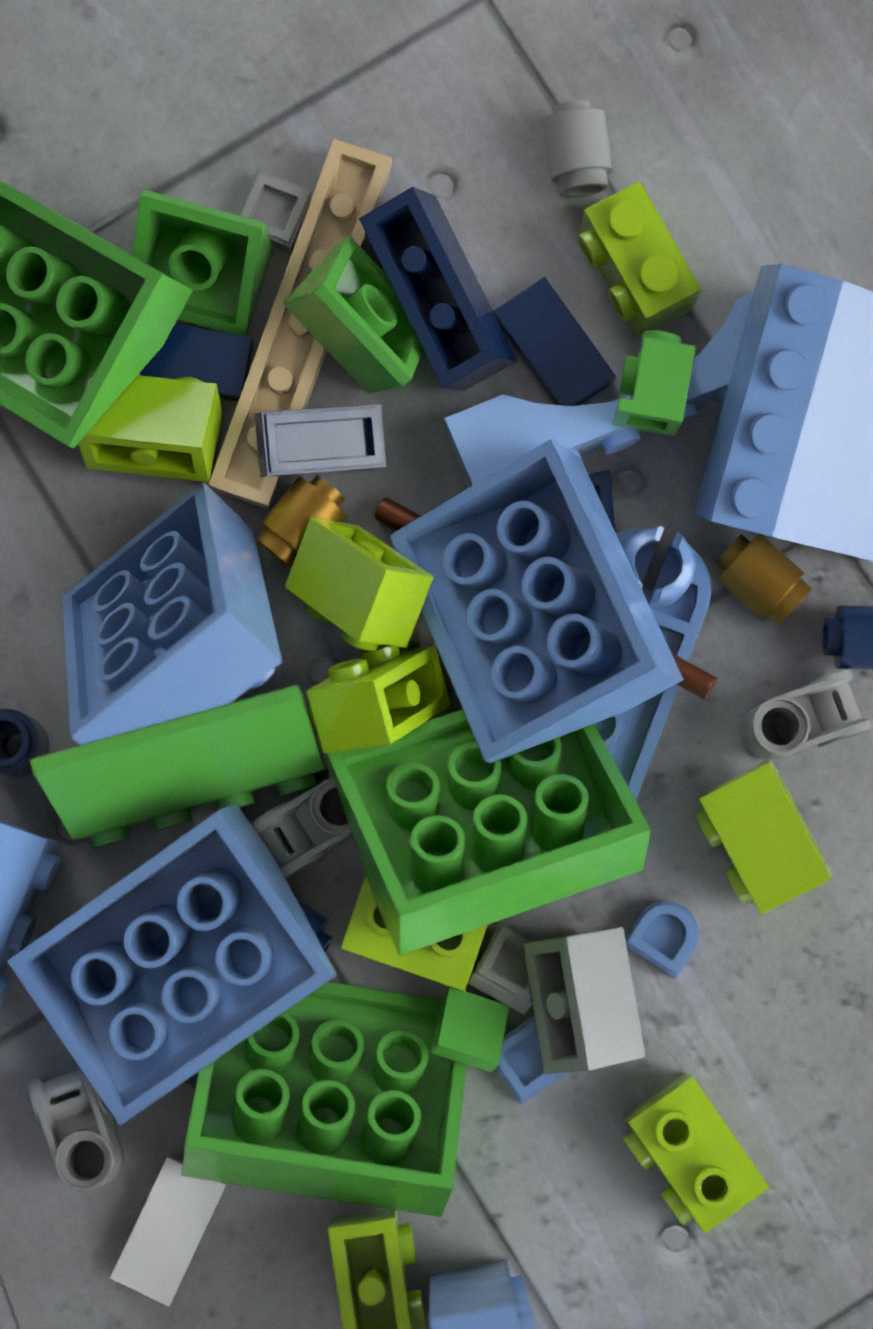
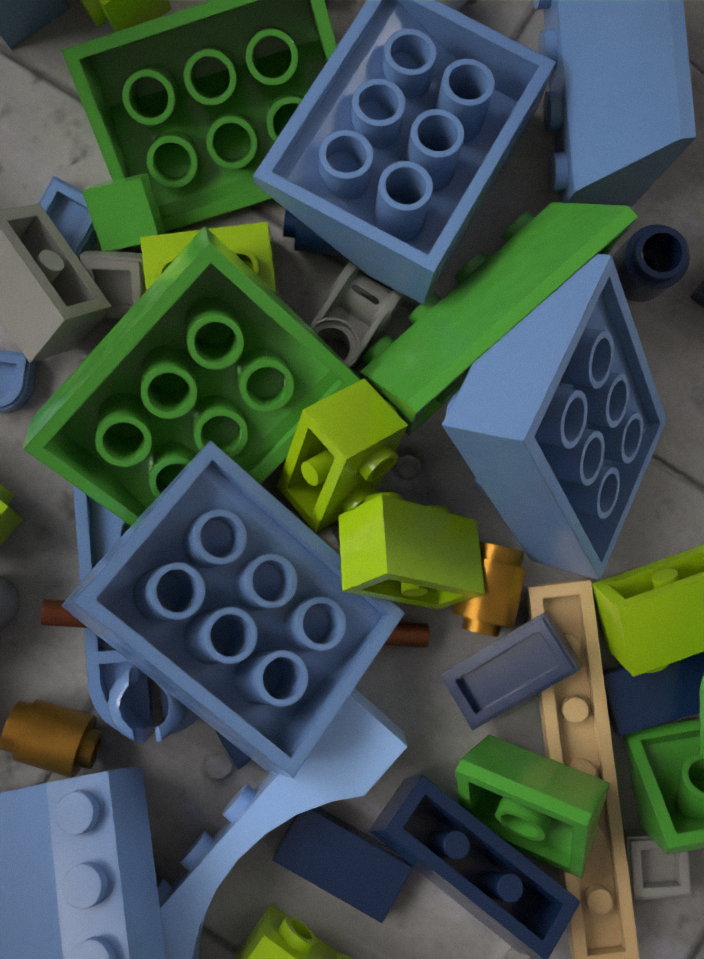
camera: 155 degrees right, 5 degrees up
(656, 383) = (220, 878): bright green brick -> none

